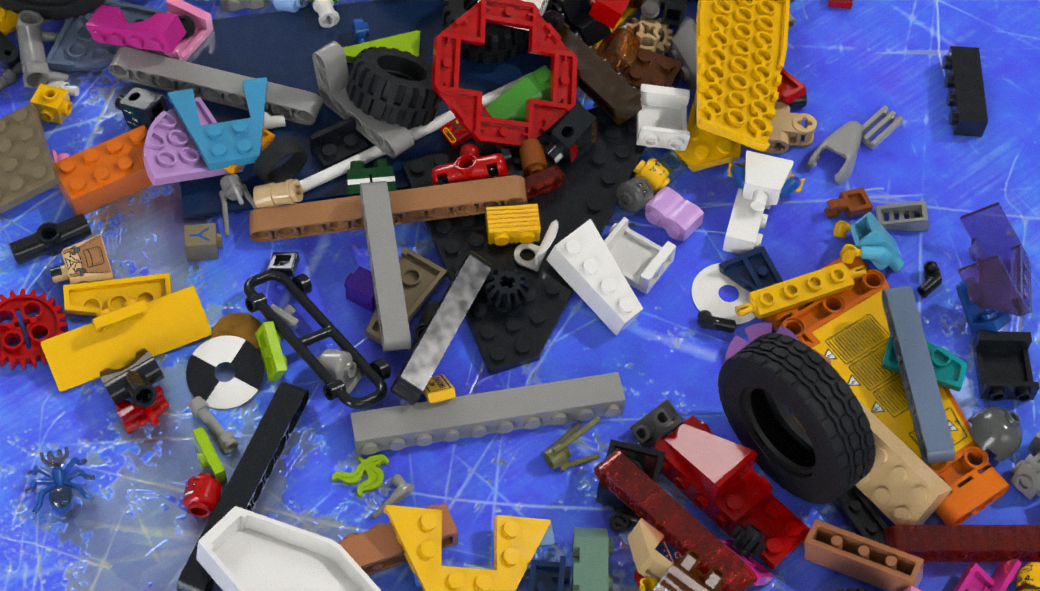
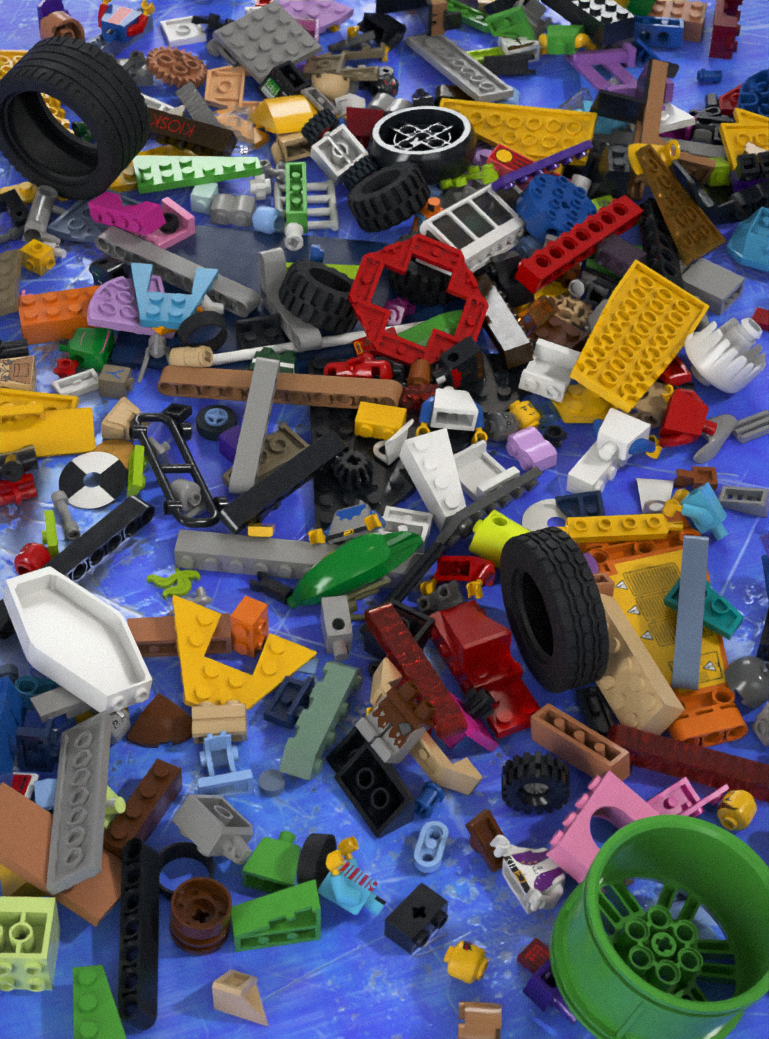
camera: 20 degrees right, 10 degrees down
(138, 242) = (65, 367): none -> red plate
(154, 207) = (90, 347): none -> green torso
(160, 256) = (77, 384): none -> white tile
(228, 289) = (119, 419): none -> tan piece
(333, 255) = (214, 421): none -> black wheel
(471, 454) = (271, 588): none -> black bar
(473, 76) = (399, 308): none -> magenta bracket
(474, 514) = (249, 627): none -> orange brick
(534, 362) = (348, 524): none -> torso
(555, 18) = (482, 276): black plate -> none
(556, 413) = (354, 566): none -> green piece
(563, 487) = (336, 626): none -> light grey torso
(582, 346) = (408, 520): none -> white plate
(584, 193) = (452, 411): none -> white torso
(614, 418) = (414, 575): none -> black axle
(657, 312) = (464, 520): none -> dark grey wing
(668, 383) = (467, 570): none -> red torso
(688, 184) = (555, 435): none -> black plate
(696, 338) = (492, 535): none -> neon yellow cylinder
(814, 234) = (654, 494): none -> white piece
(816, 141) = (683, 419): none -> red torso
(829, 54) = (725, 354): none -> white piece
(932, 279) = (750, 554): black arm -> none

